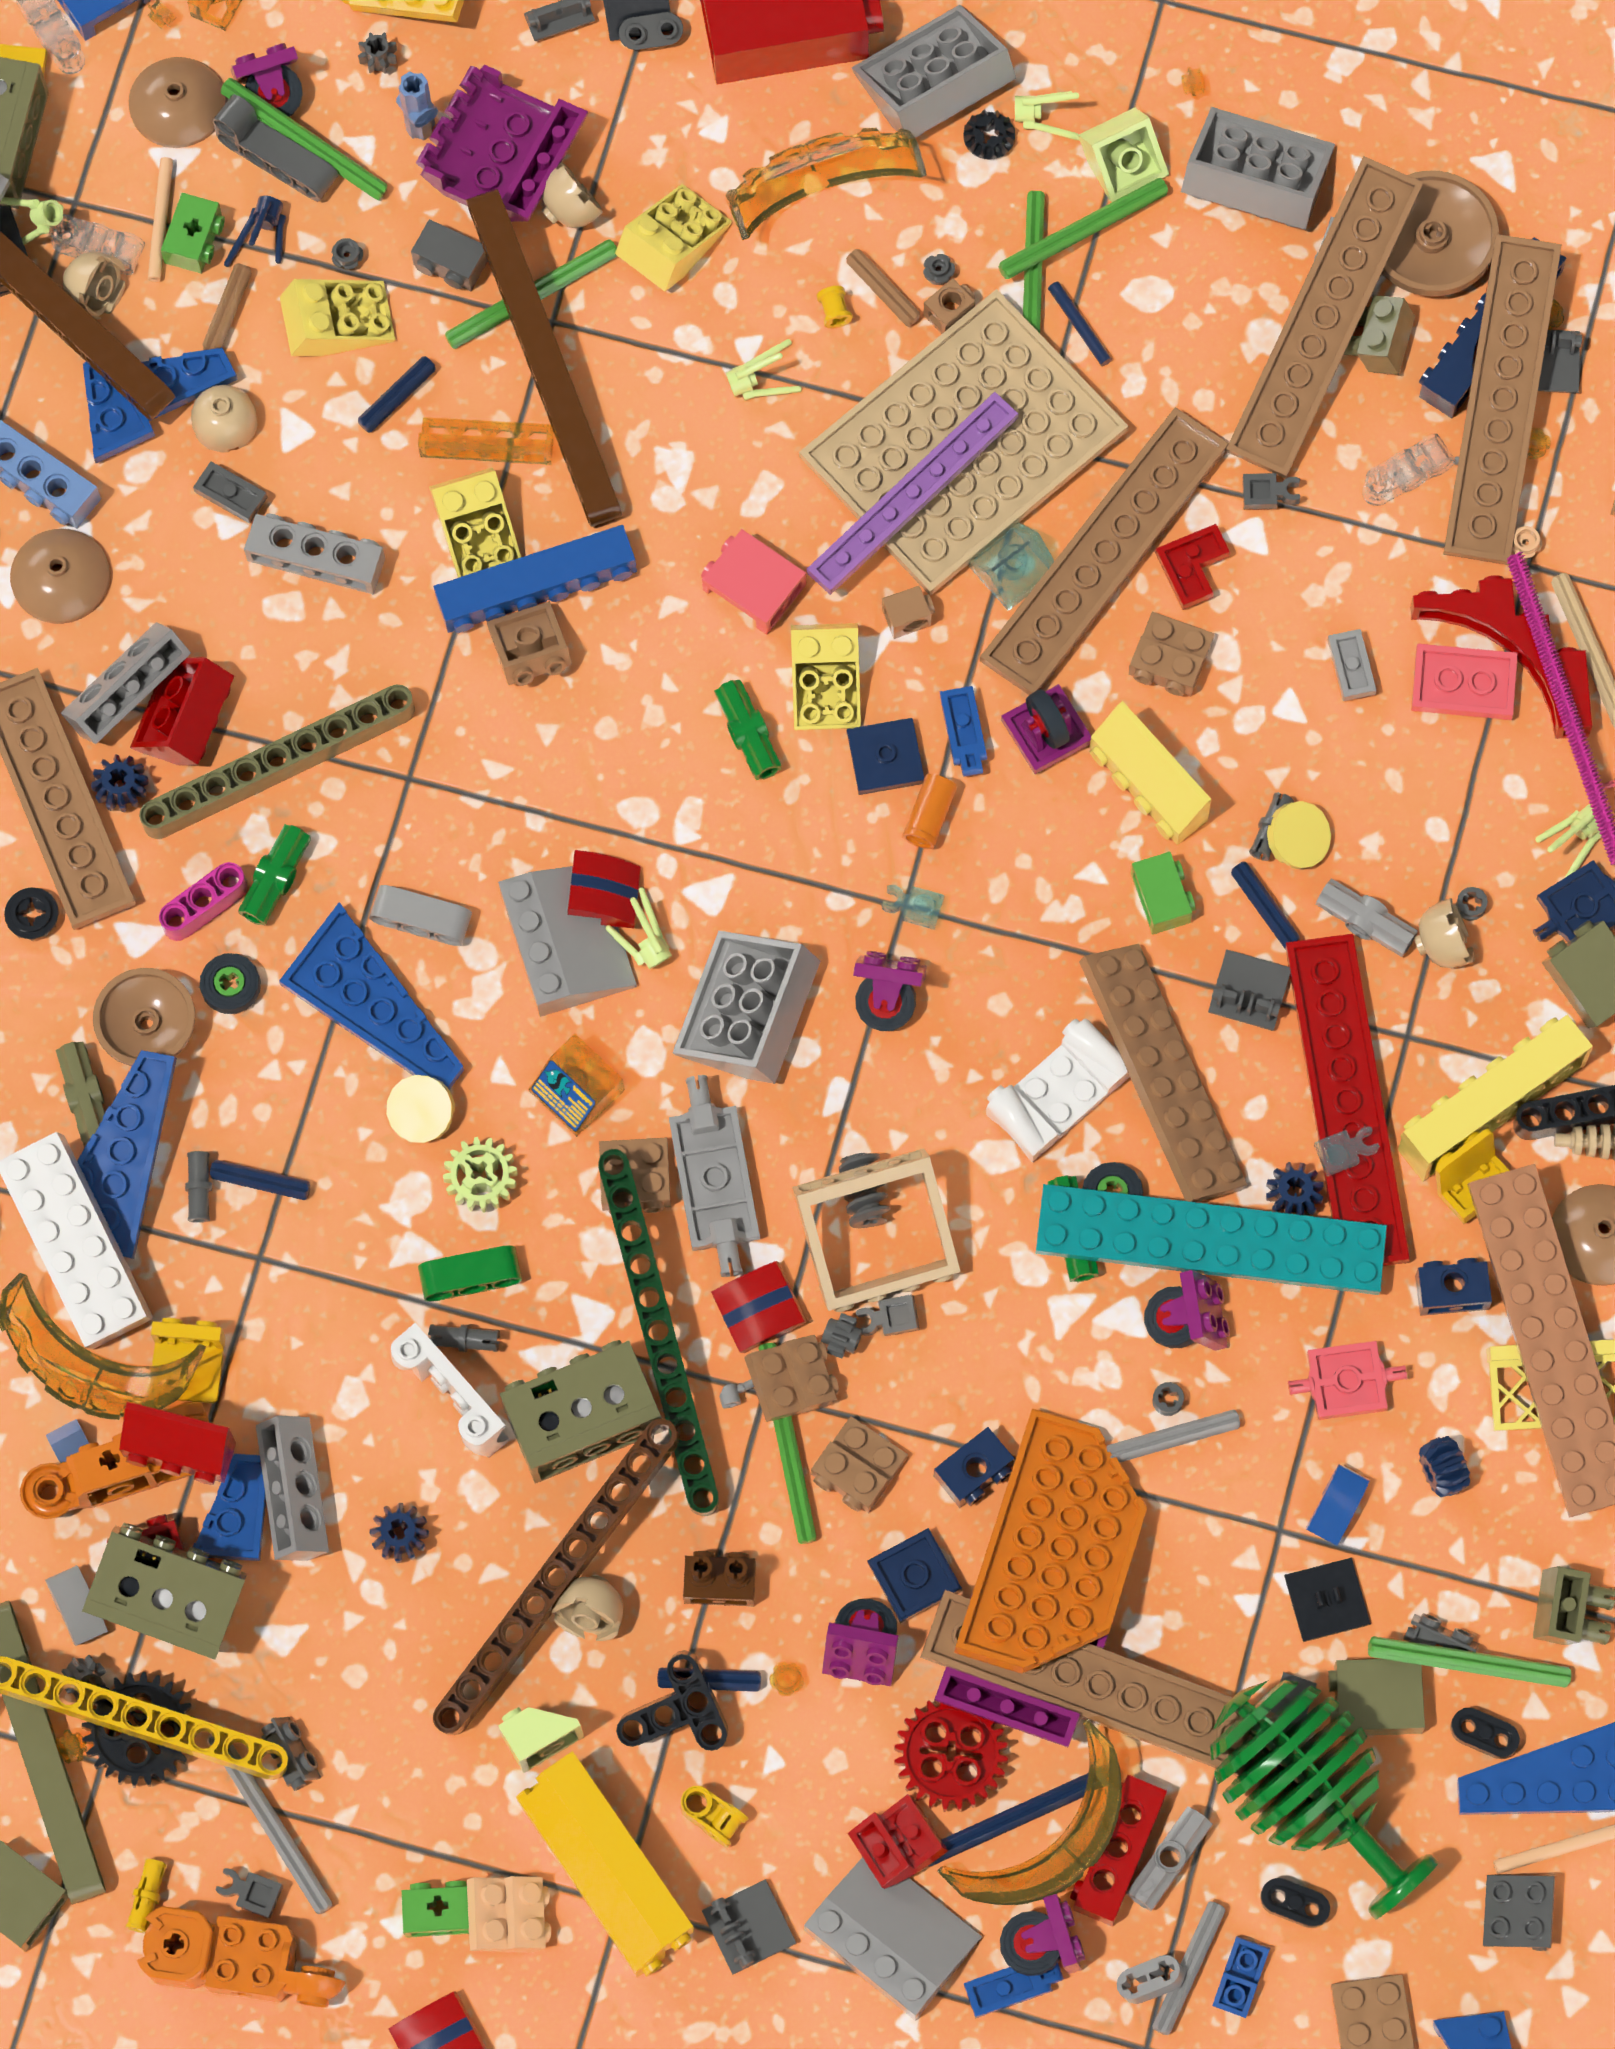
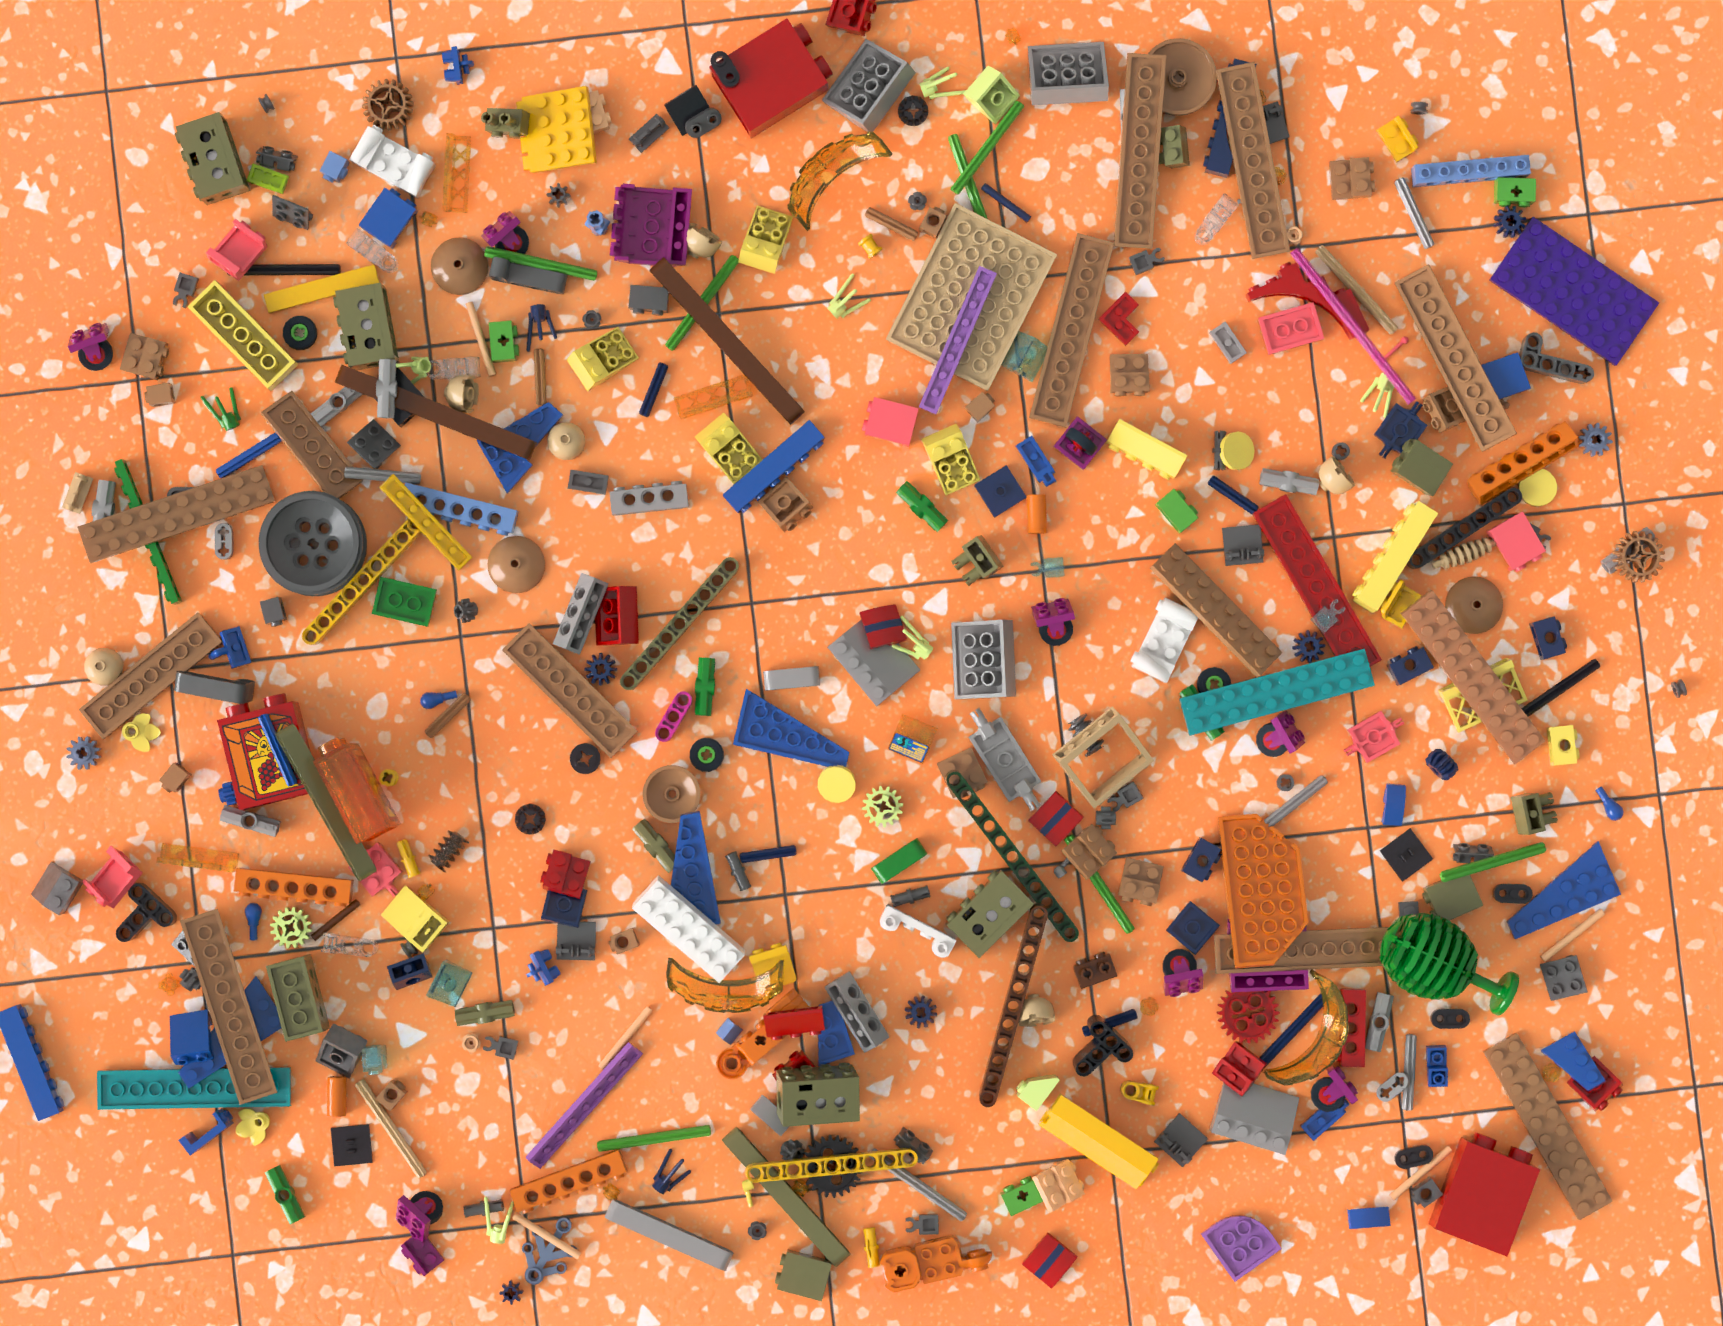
camera: 25 degrees left, 15 degrees up
(811, 840) = (982, 557): none -> olive brick

